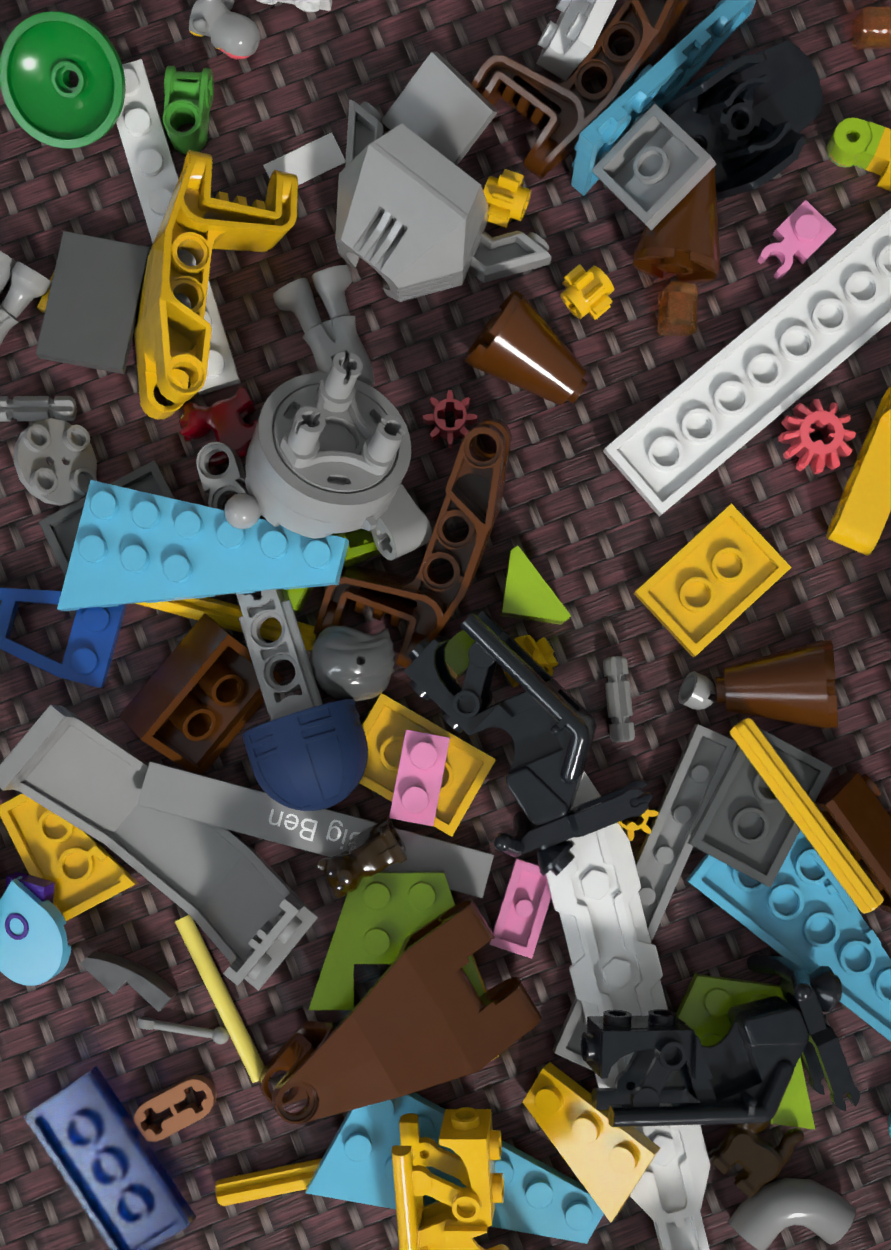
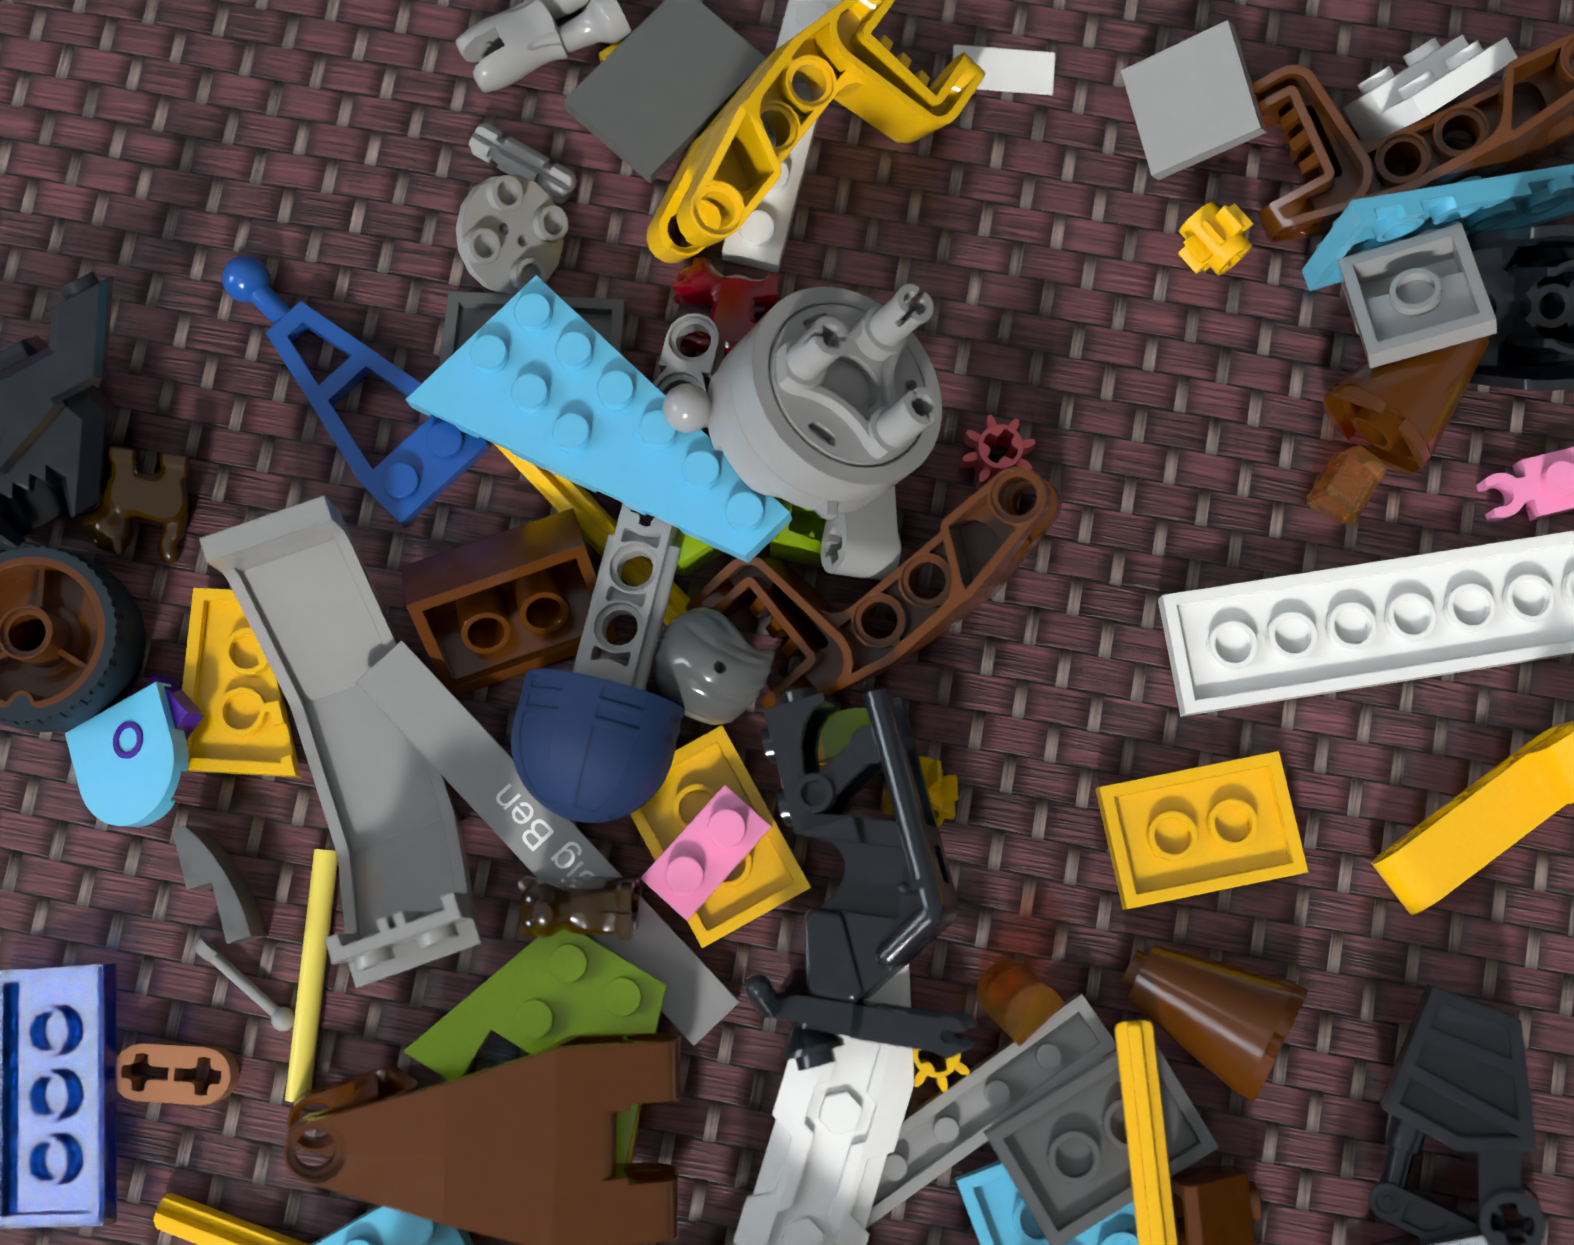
camera: 30 degrees right, 5 degrees down
(332, 335) = (950, 220): light grey piece -> none
(418, 214) = (1103, 197): light grey helmet -> none
(522, 910) = (732, 1090): bright pink plate -> none
(527, 353) = (1136, 431): reddish brown cone -> none
(528, 594) = (968, 714): lime slope -> none
(587, 292) = (1249, 401): yellow gear -> none
(618, 699) = (1002, 906): light grey axle -> none
(660, 751) = (1016, 999): none -> clear orange brick
(695, 691) = (1102, 953): light grey hinge -> none
(823, 451) = (1420, 752): coral gear -> none

